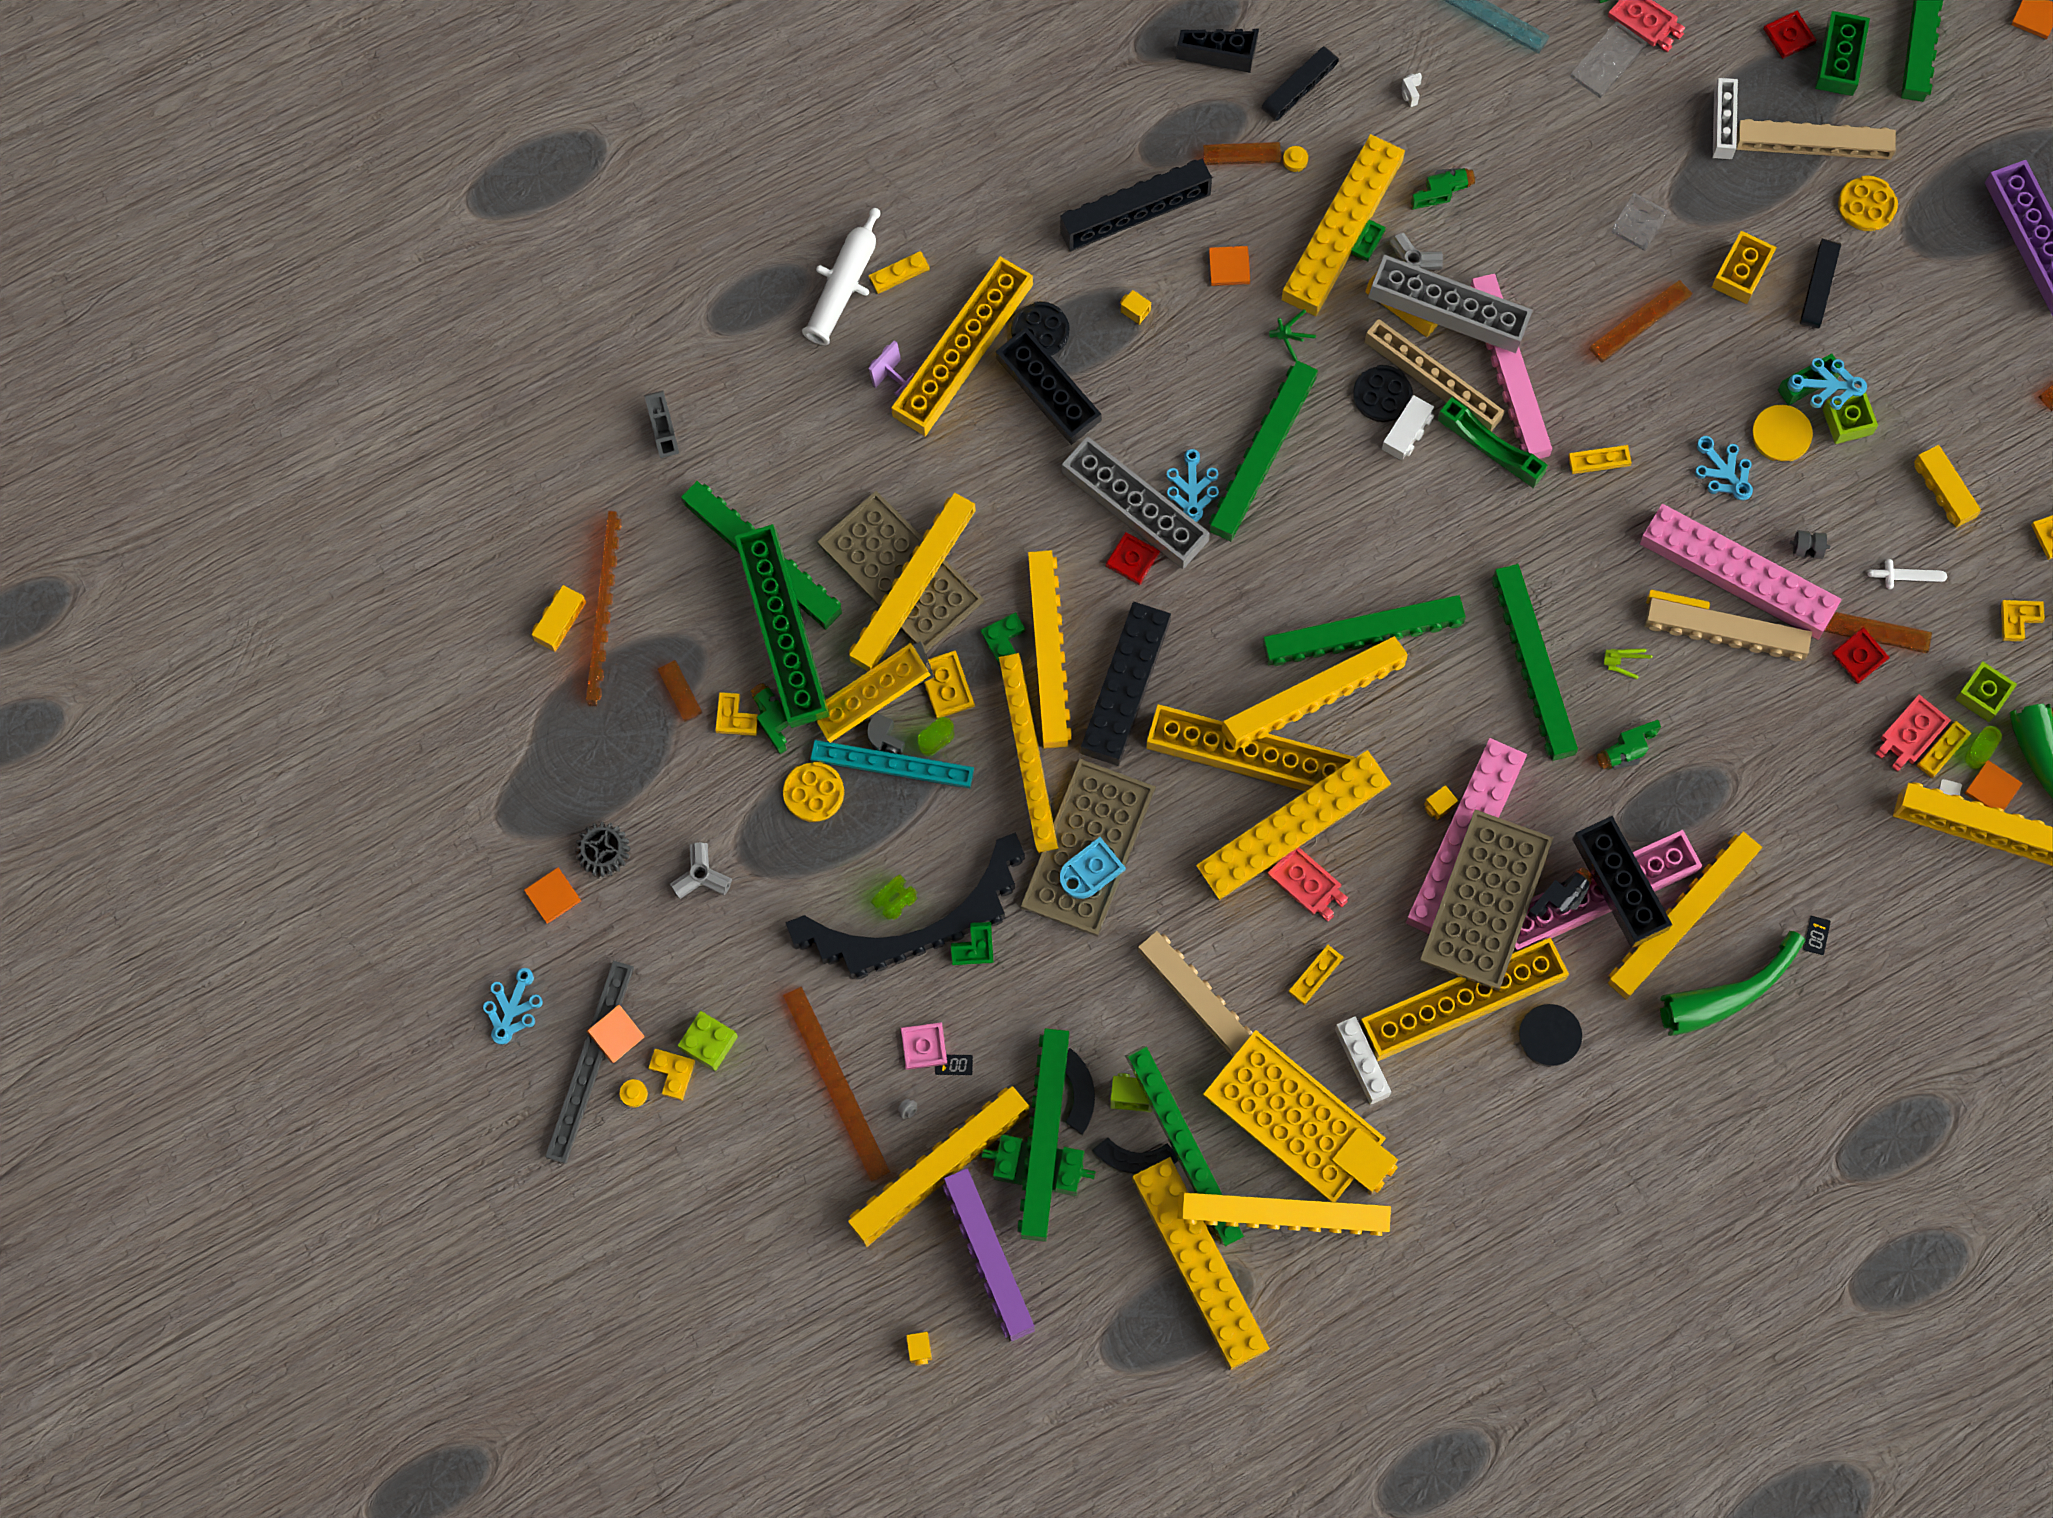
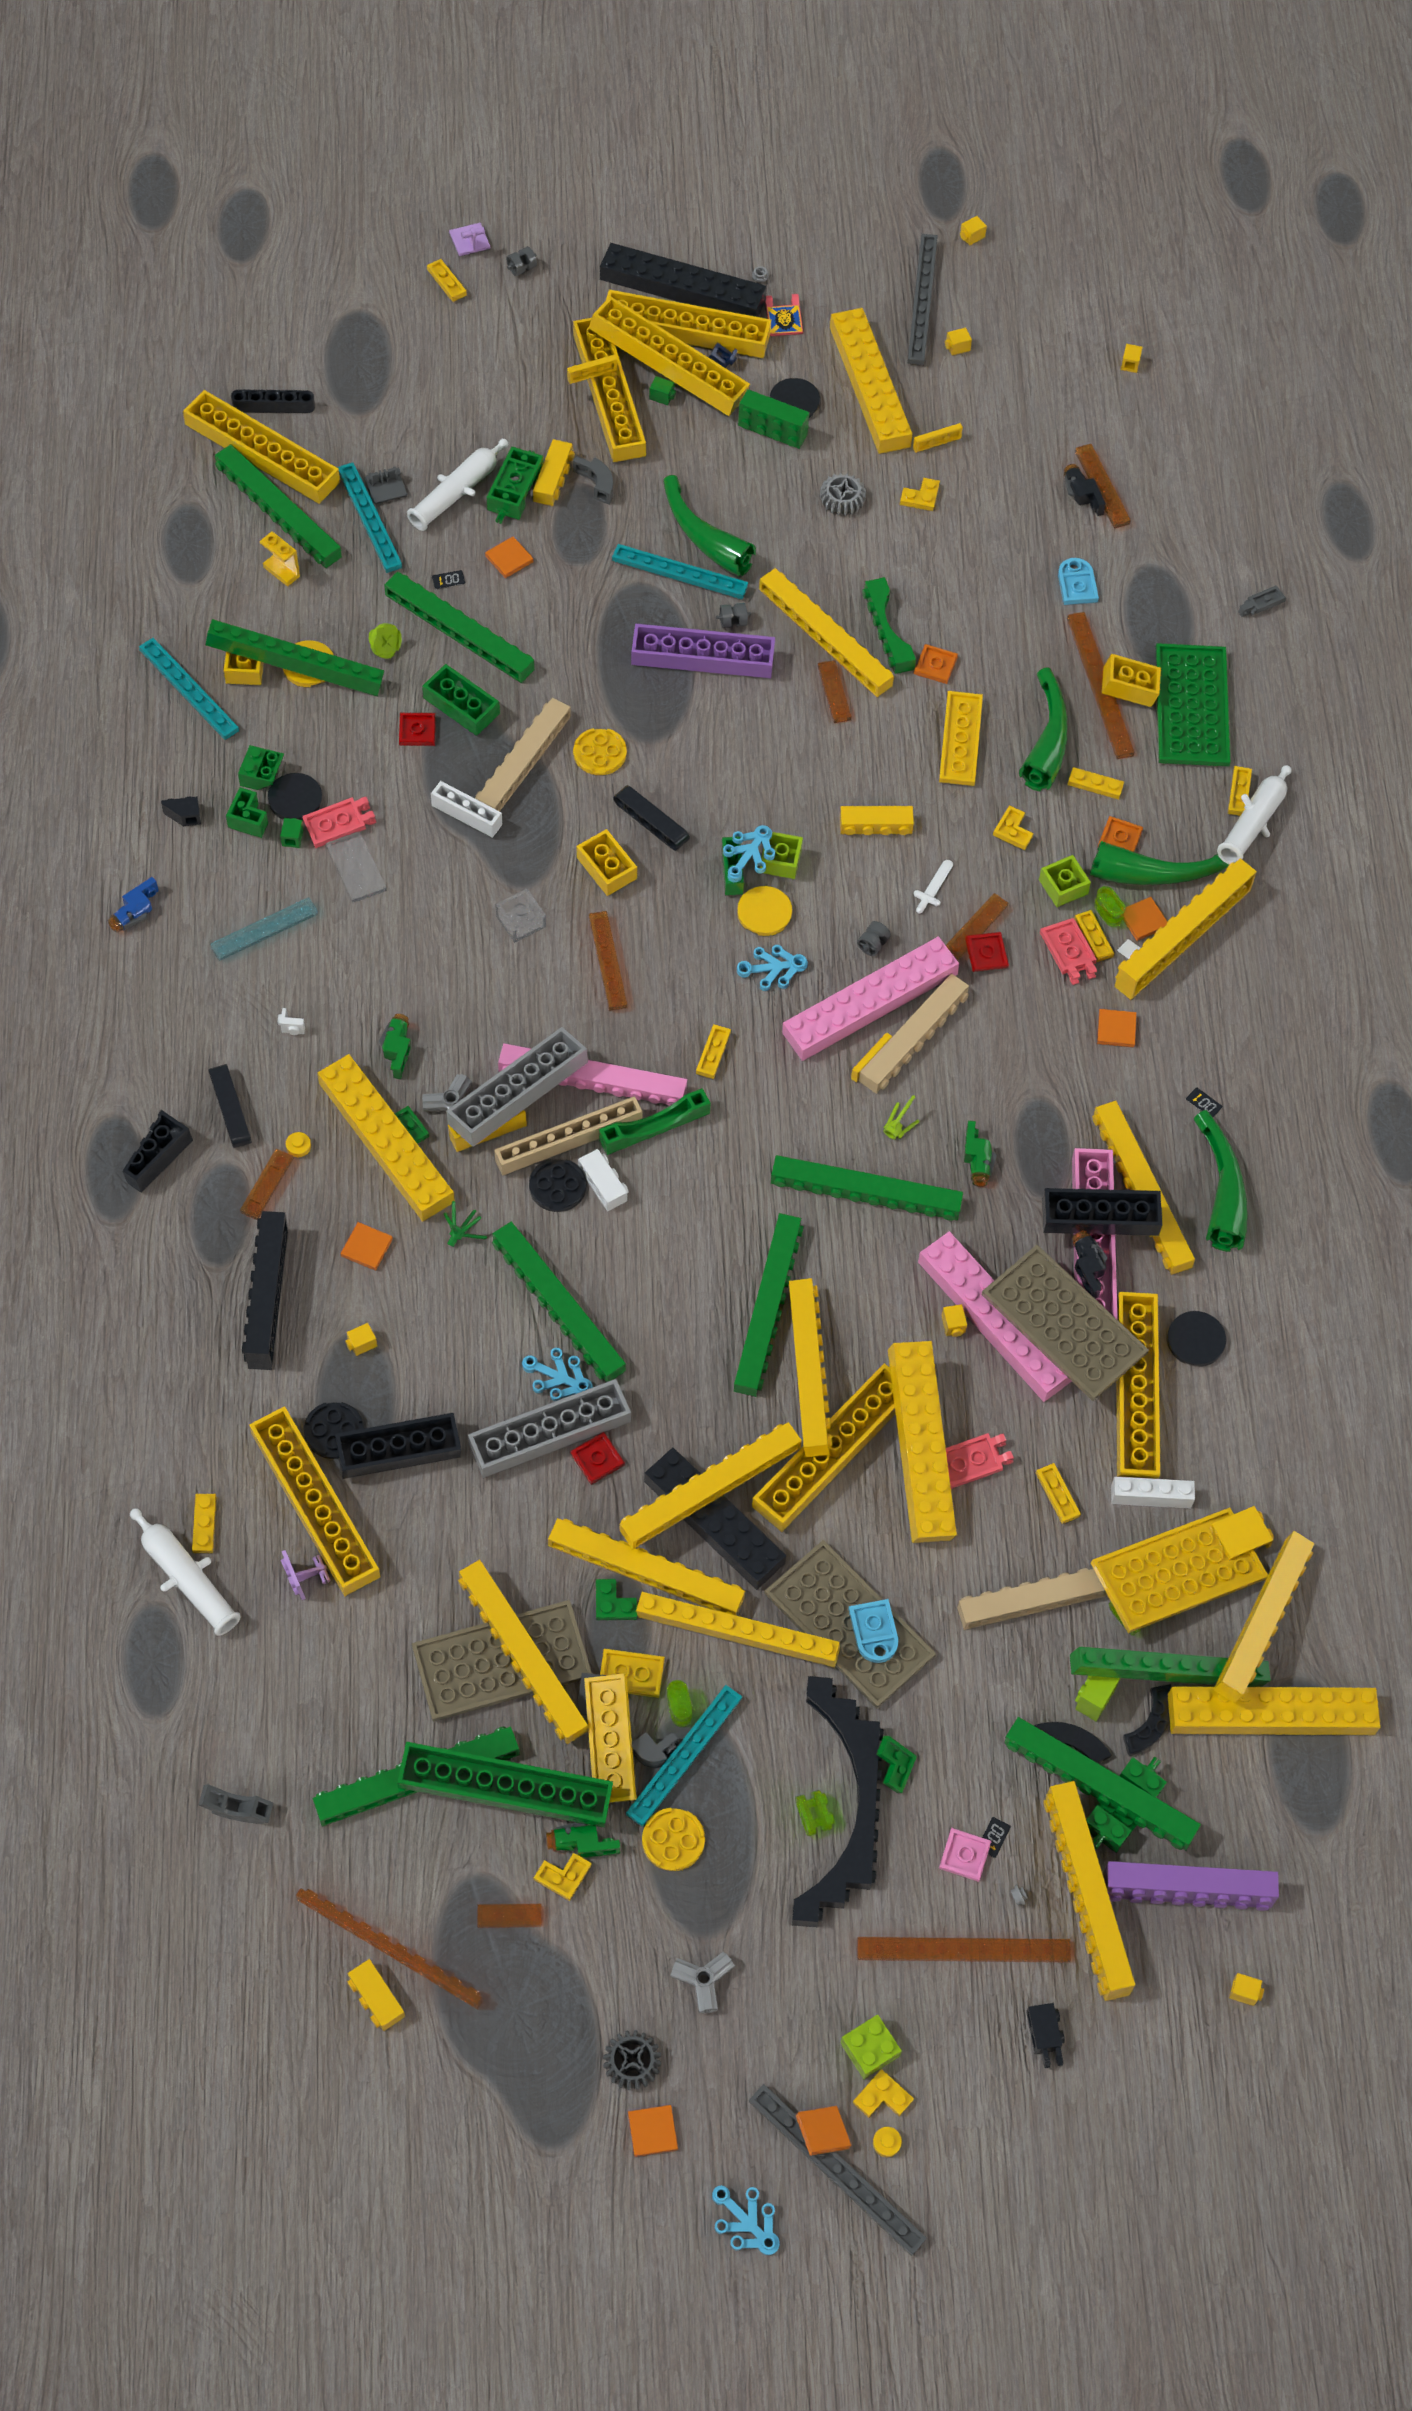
camera: 70 degrees left, 10 degrees down
(793, 1186) = (1045, 2032): none -> black hinge
(1146, 660) = (710, 1485): none -> yellow brick
(1850, 815) = (1116, 1028): none -> orange tile

